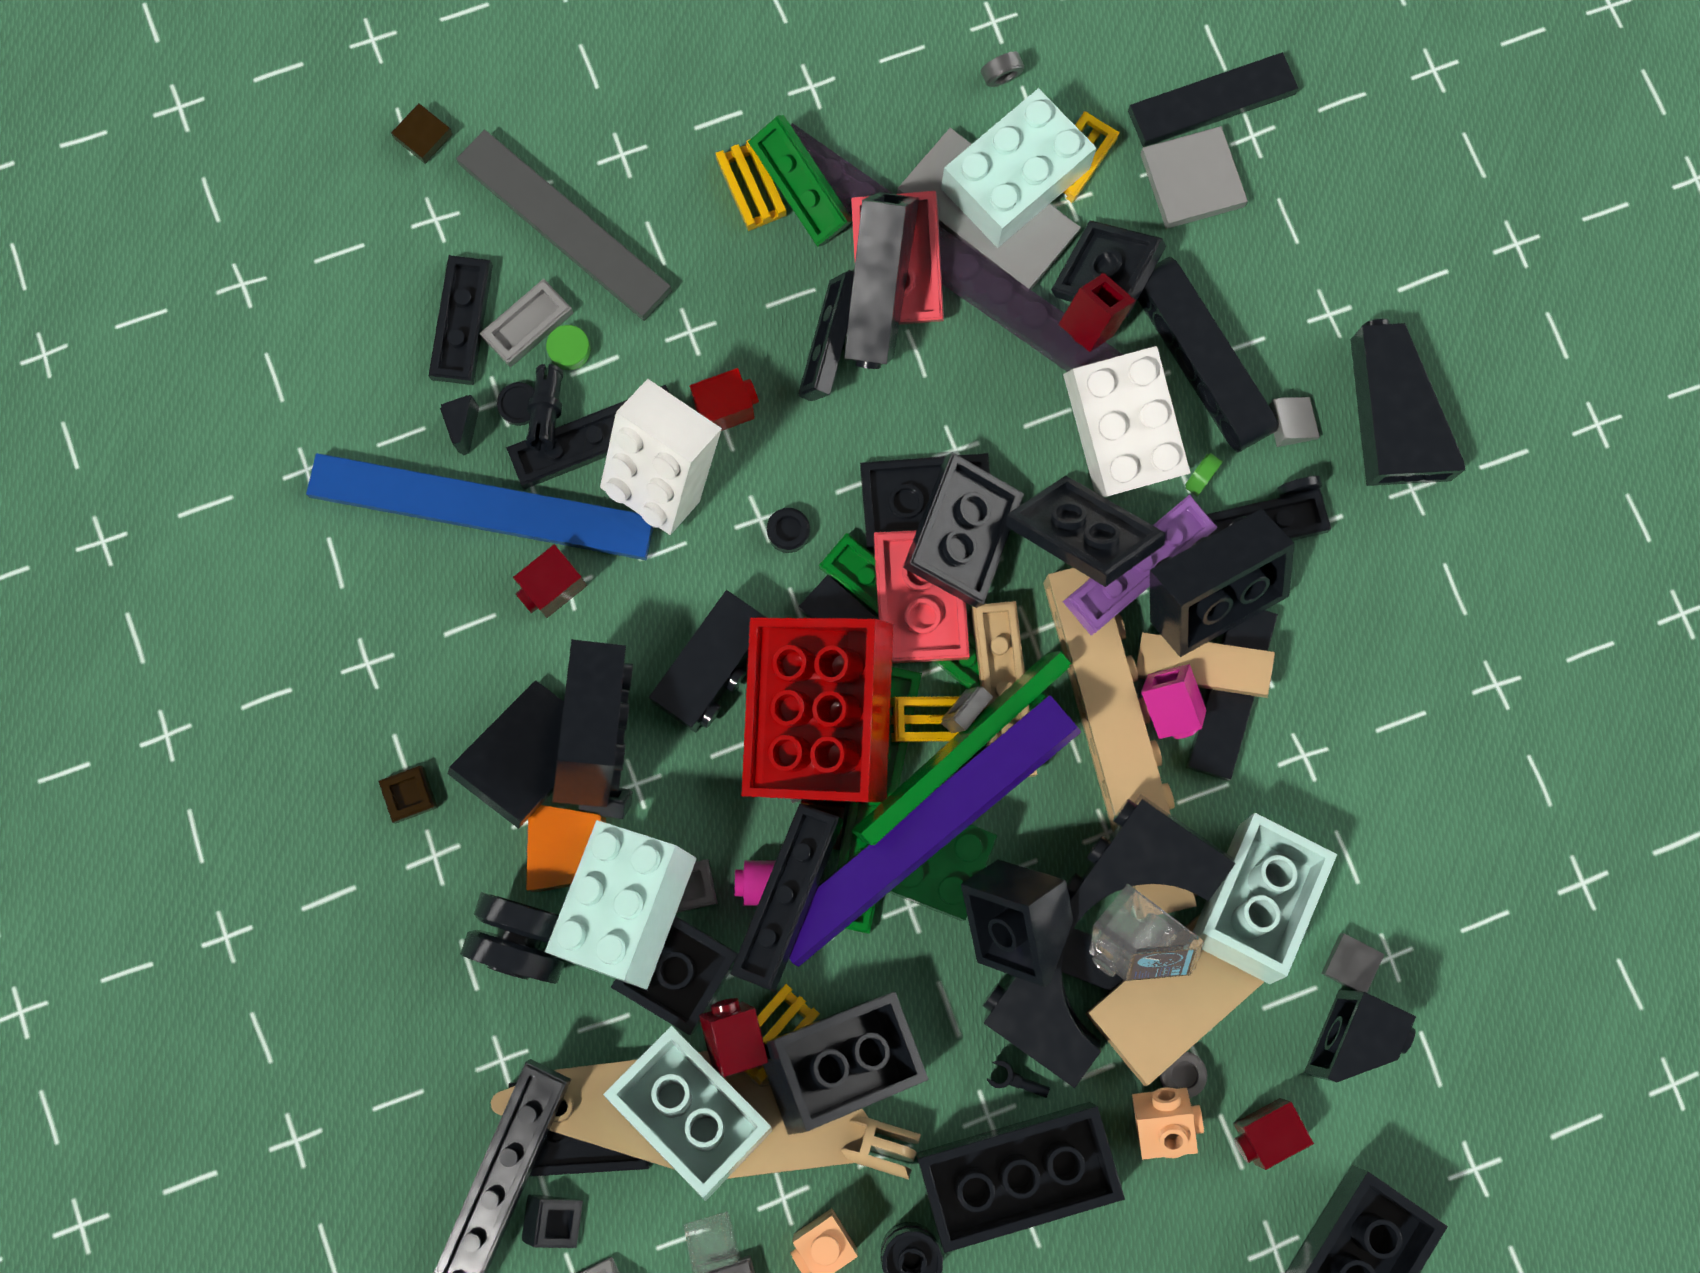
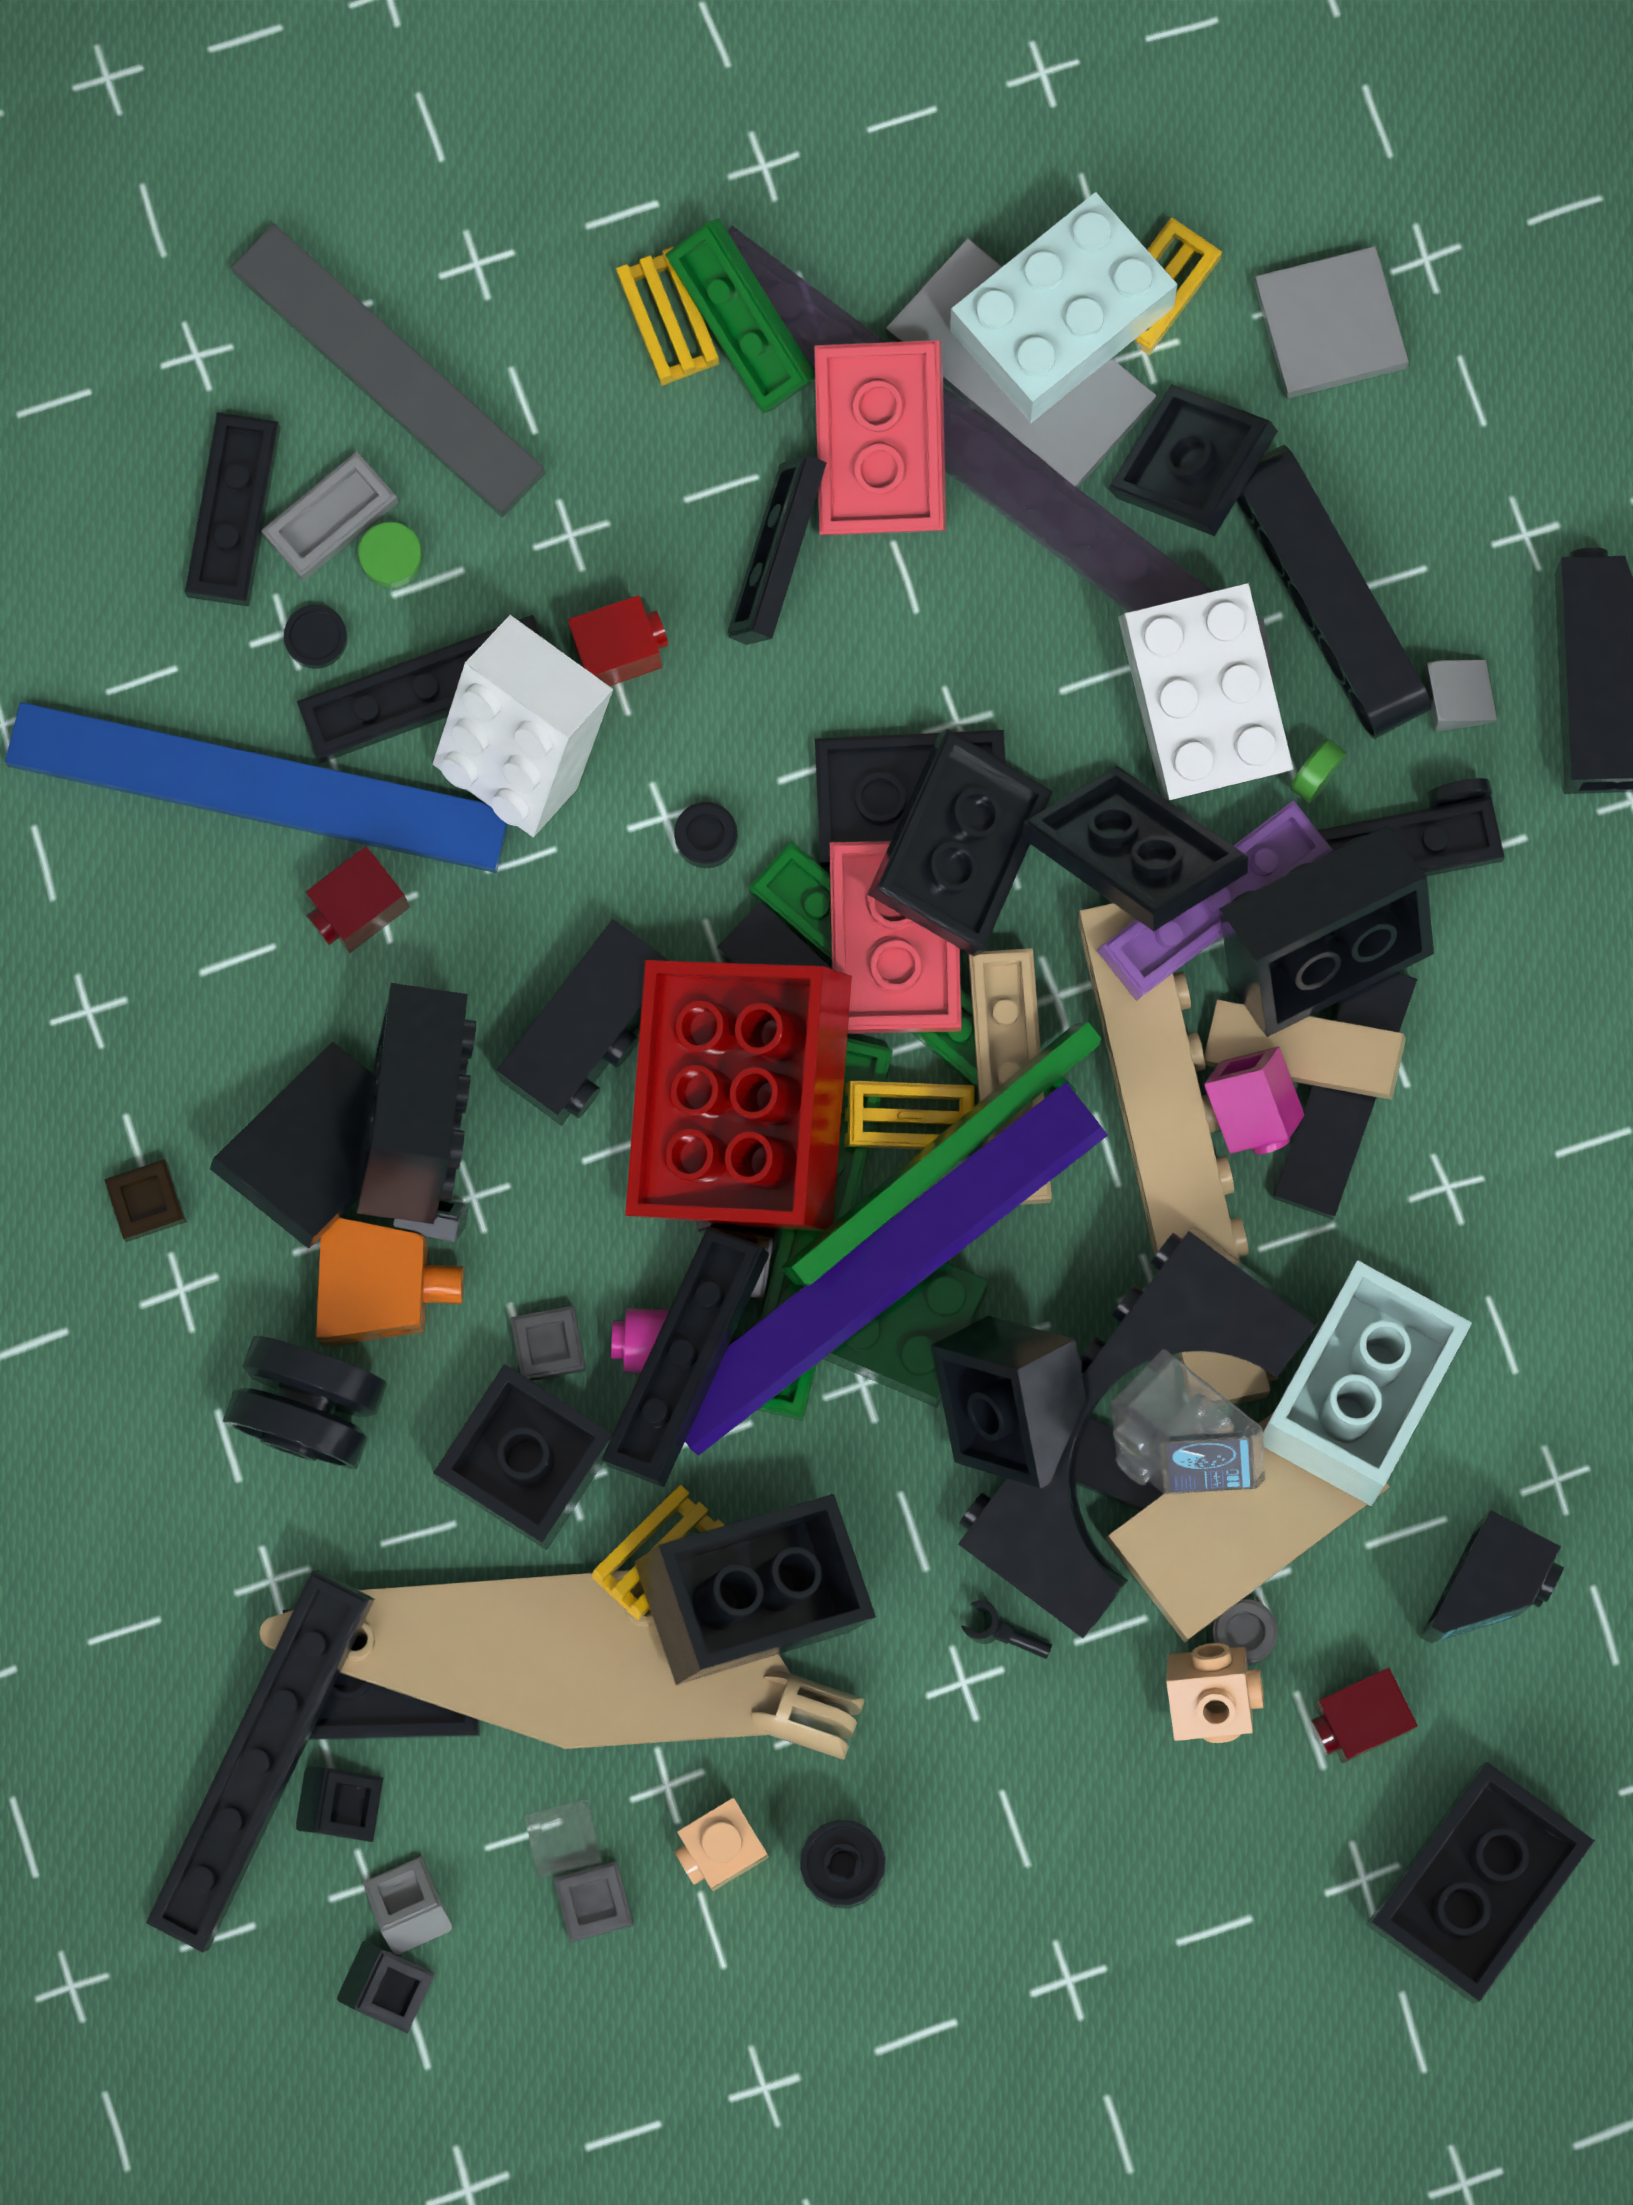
camera: 10 degrees right, 0 degrees up
(422, 133) = (180, 226): dark brown tile -> none
(460, 419) = (231, 661): black slope -> none
(544, 408) = (354, 644): black pin -> none
(621, 904) = (452, 1356): light aqua brick -> none
(688, 1113) = (537, 1648): light aqua brick -> none
(733, 1037) = (602, 1544): dark red brick -> none
(880, 277) = (852, 467): slope -> none
(966, 709) = (951, 1101): flat silver tile -> none
(1002, 69) = (1050, 151): flat silver tile -> none
(1019, 1176) = (999, 1757): black brick -> none
(1096, 312) = (1166, 529): dark red brick -> none
(1212, 99) = (1366, 203): black tile -> none
(1352, 963) = (1497, 1483): flat silver tile -> none

